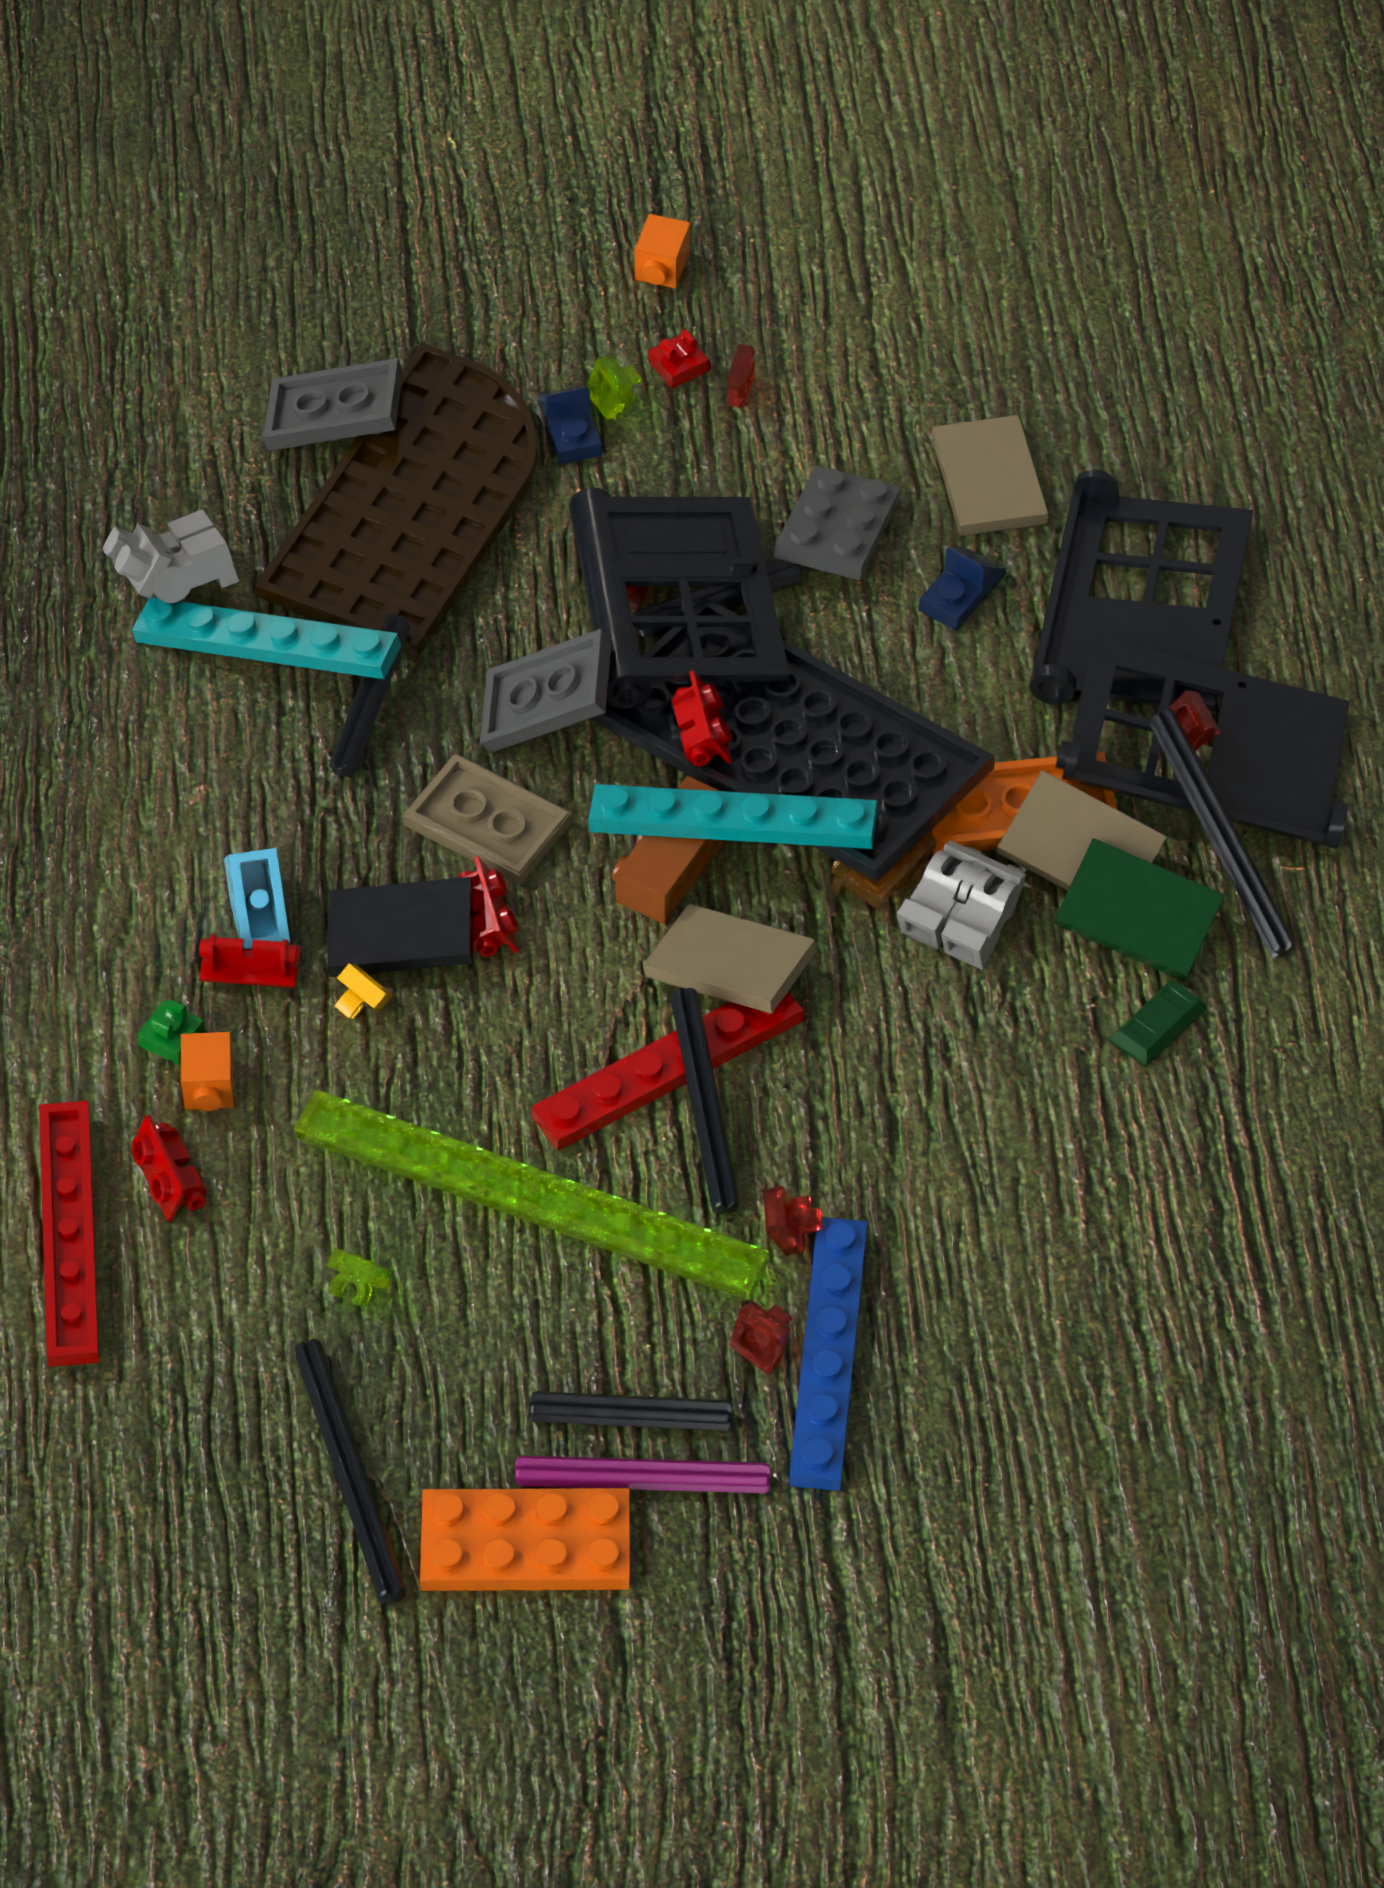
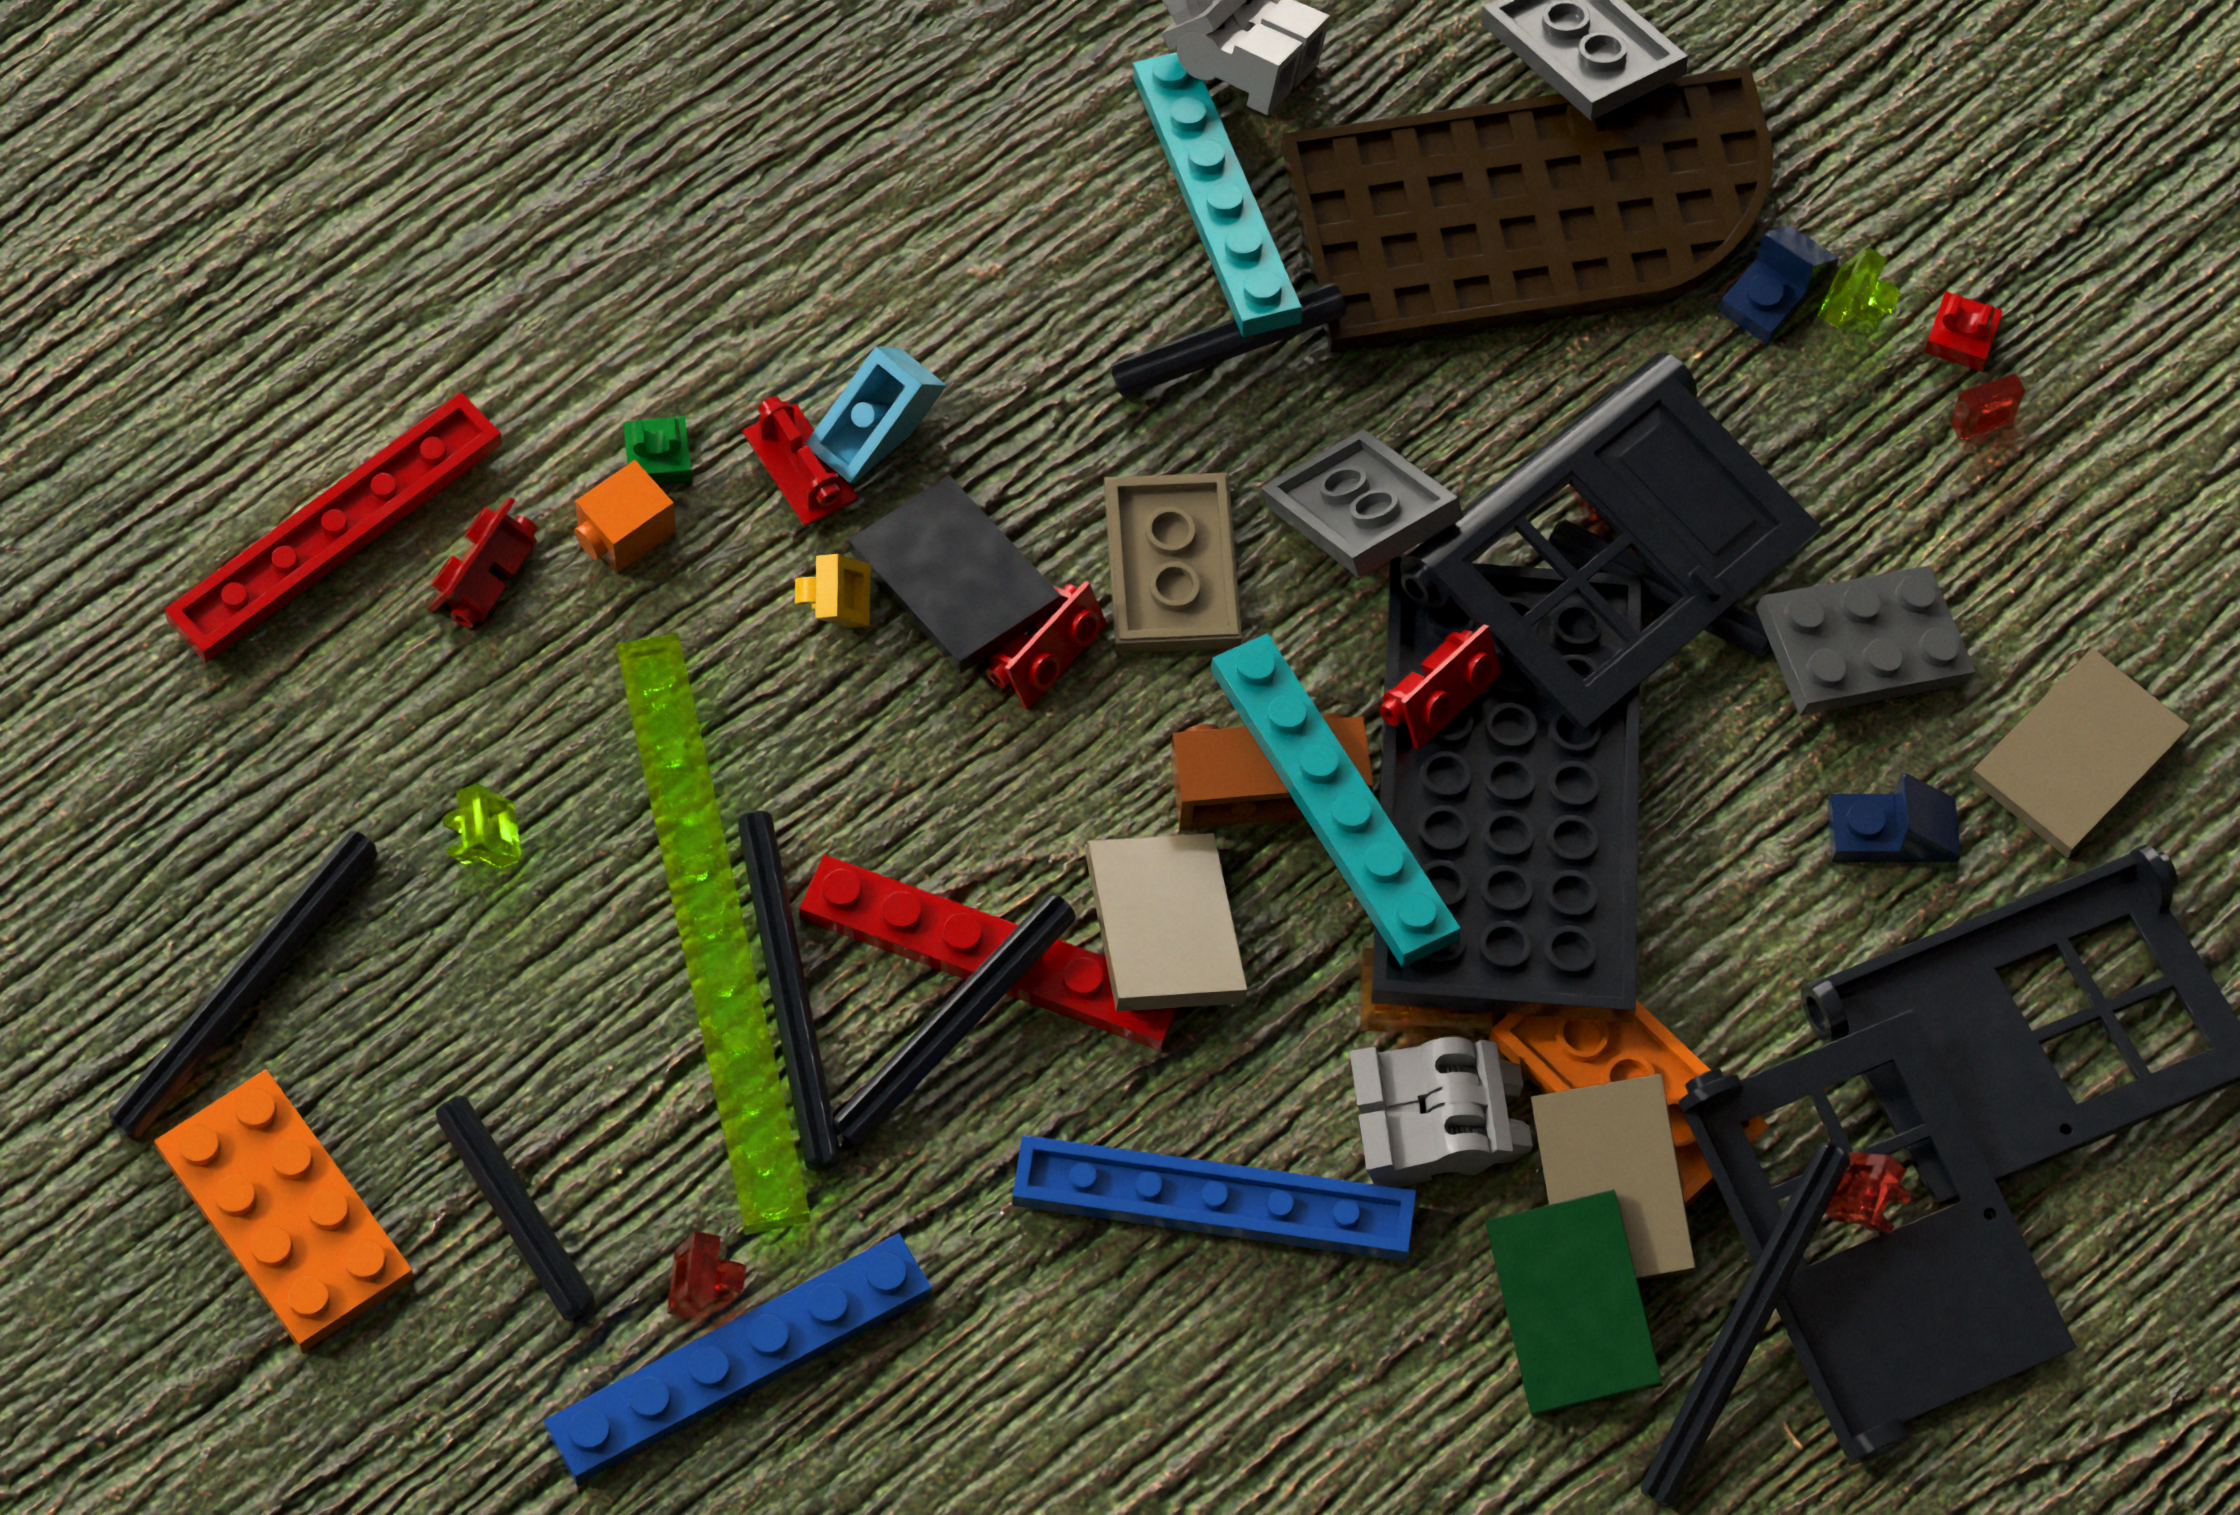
camera: 50 degrees right, 10 degrees up
(596, 1175) = (789, 991): none -> black axle
(642, 1474) = (445, 1273): magenta axle -> none
(662, 251) = (2095, 211): orange brick -> none
(789, 1219) = (865, 1204): clear red tile -> none
(924, 1046) = (1214, 1198): none -> blue plate
(1158, 1023) = (1449, 1424): dark green tile -> none

